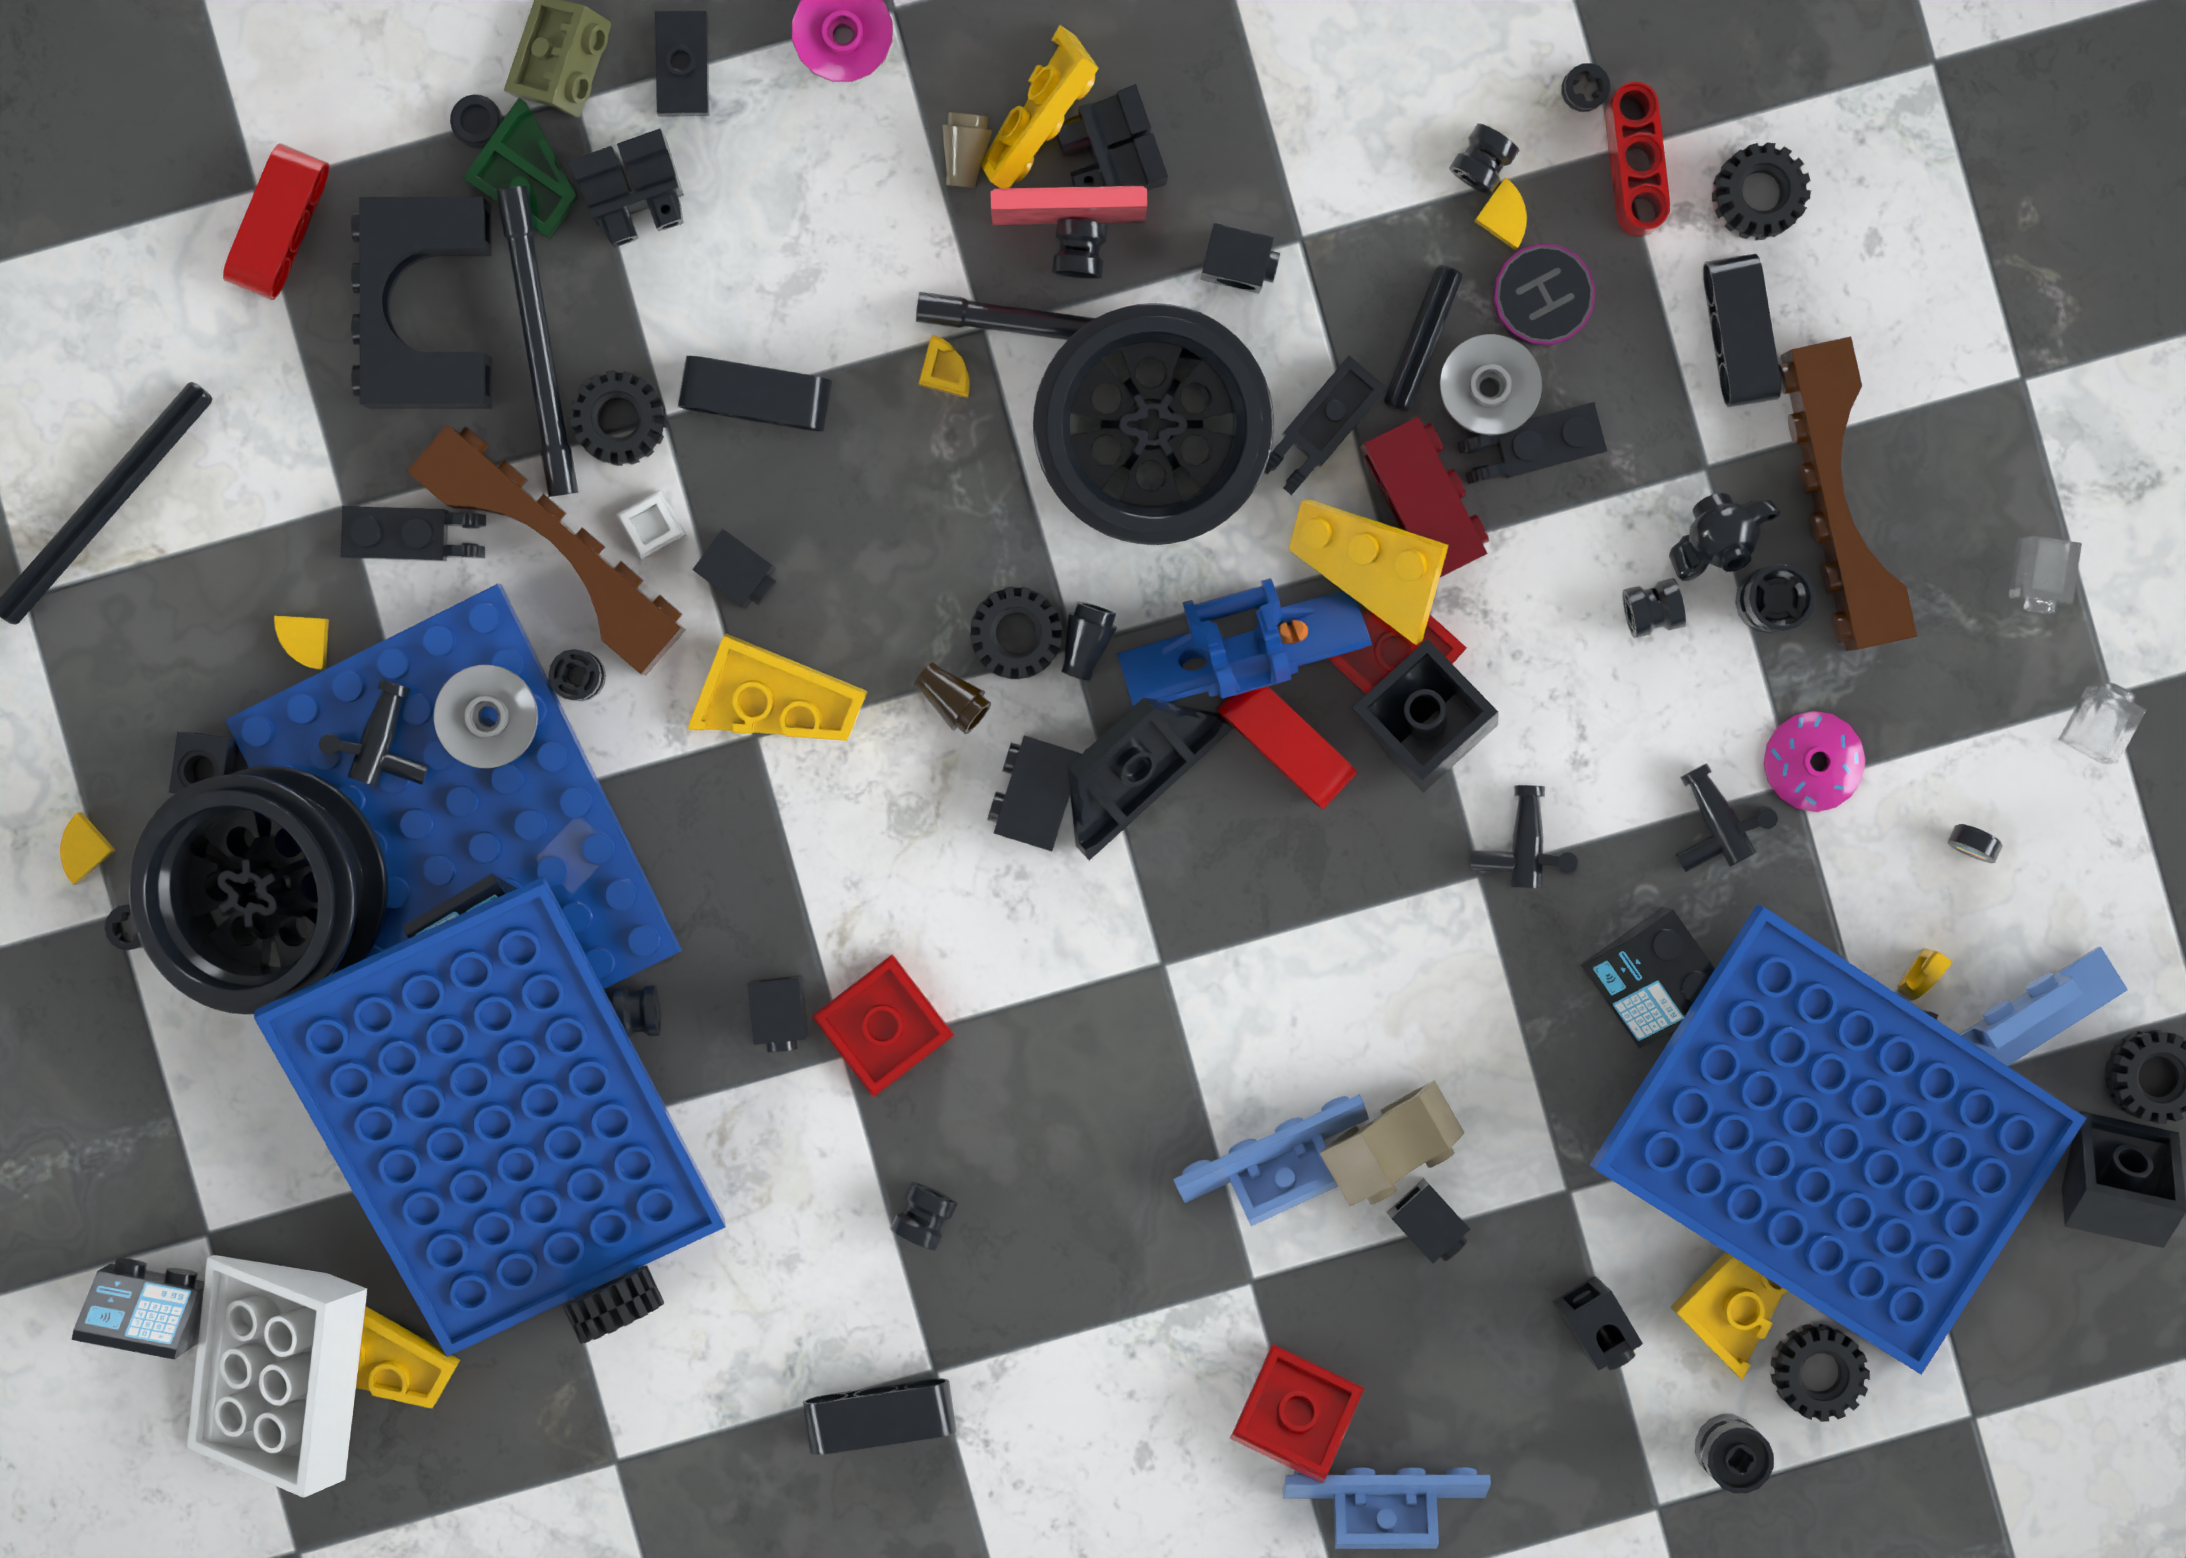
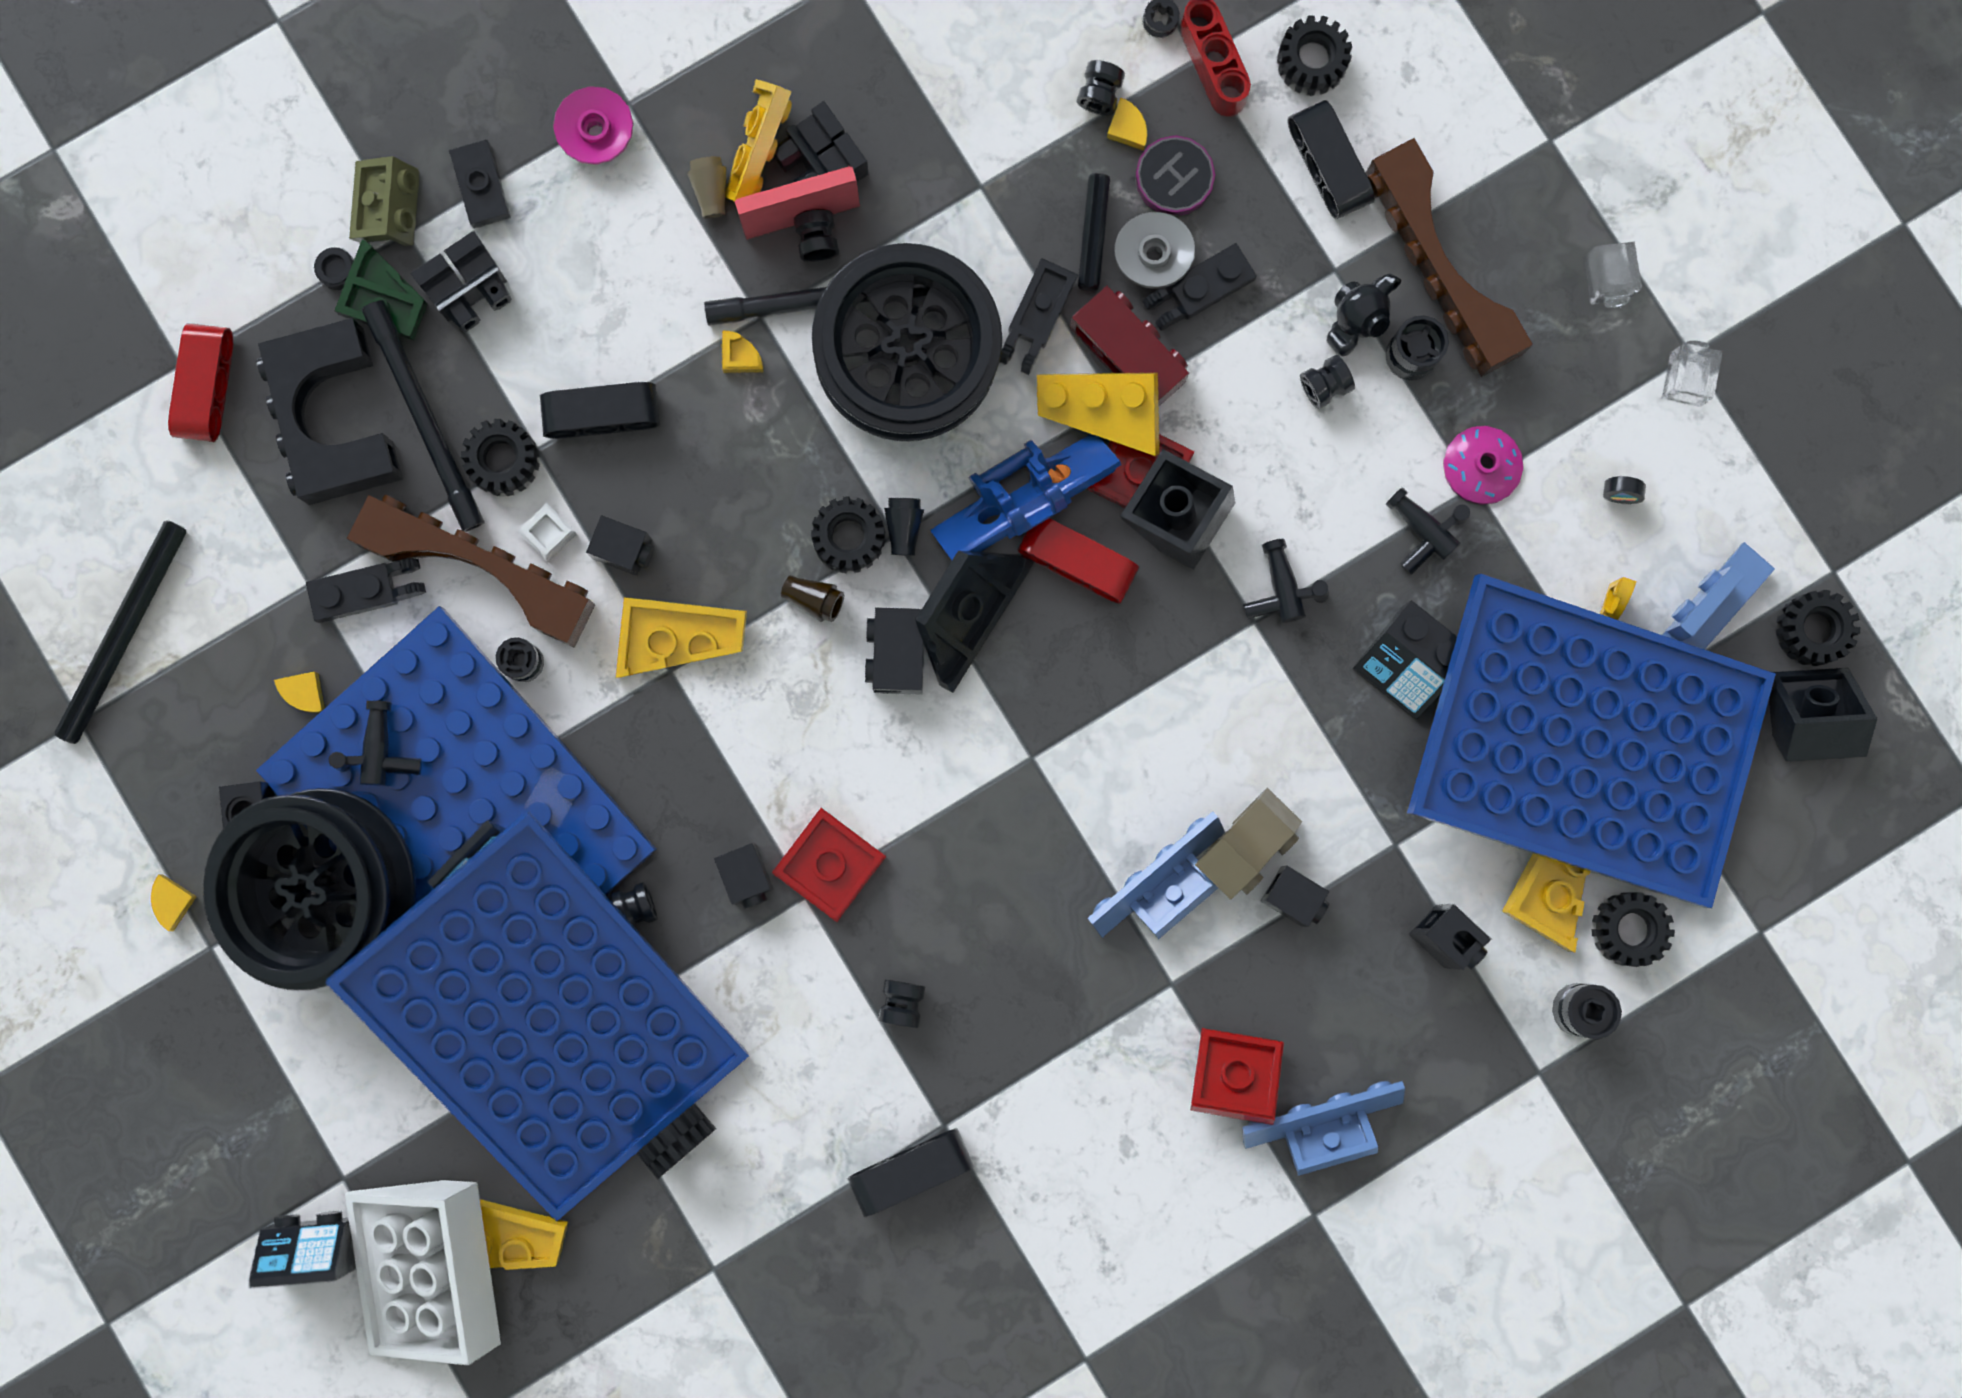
camera: 20 degrees left, 5 degrees down
(112, 929) = (207, 956): black bush -> none
(460, 721) = (435, 701): light grey dish -> none
(1239, 258) = (938, 210): black brick -> none

